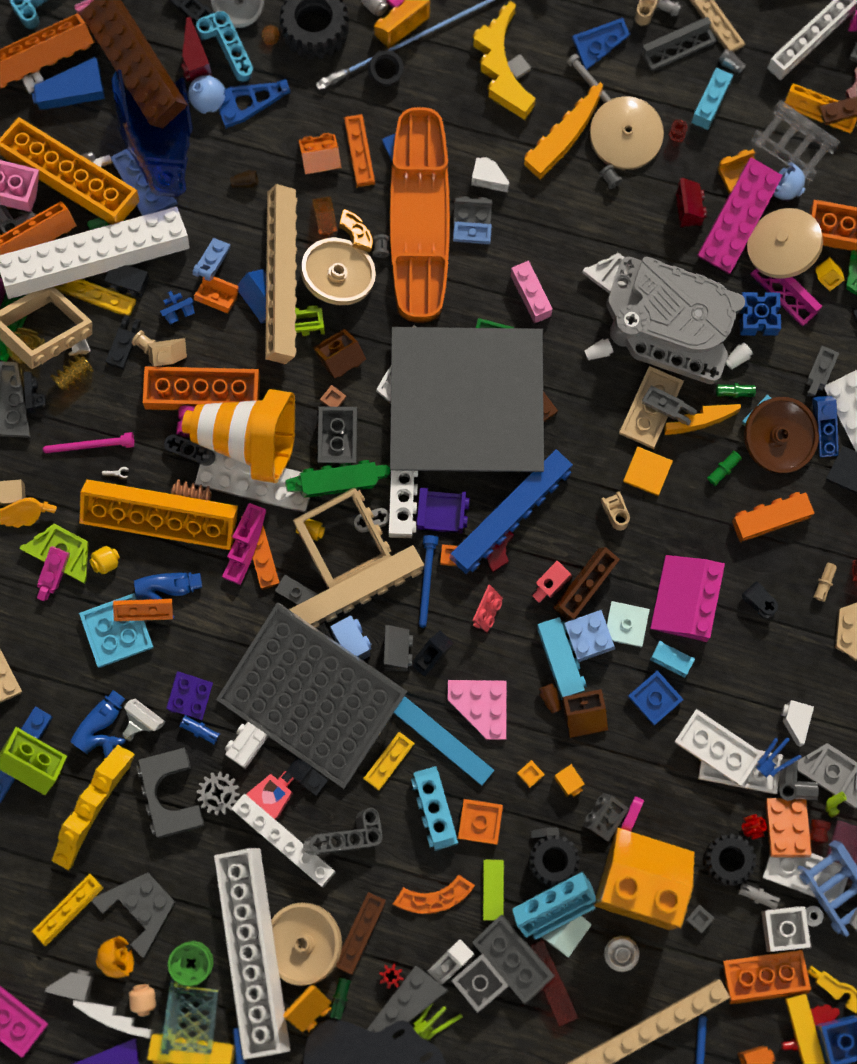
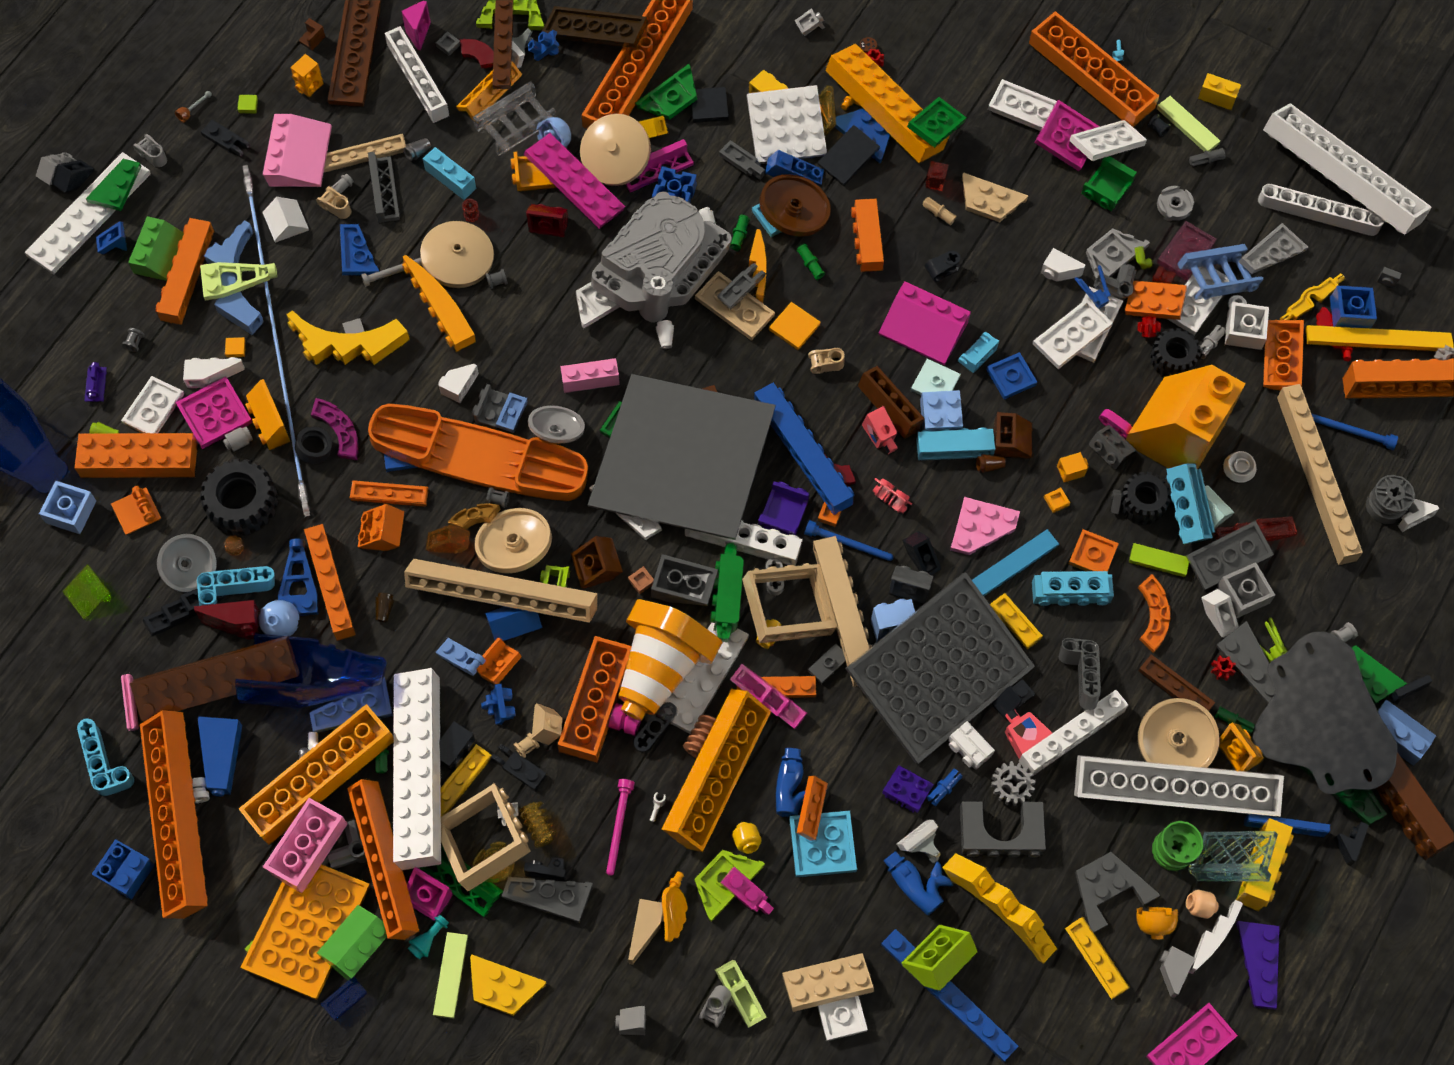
camera: 75 degrees left, 10 degrees down
(230, 139) = (329, 582): none -> orange arch
(416, 88) = (341, 425): none -> magenta tile
(475, 273) = (556, 424): none -> light grey dish

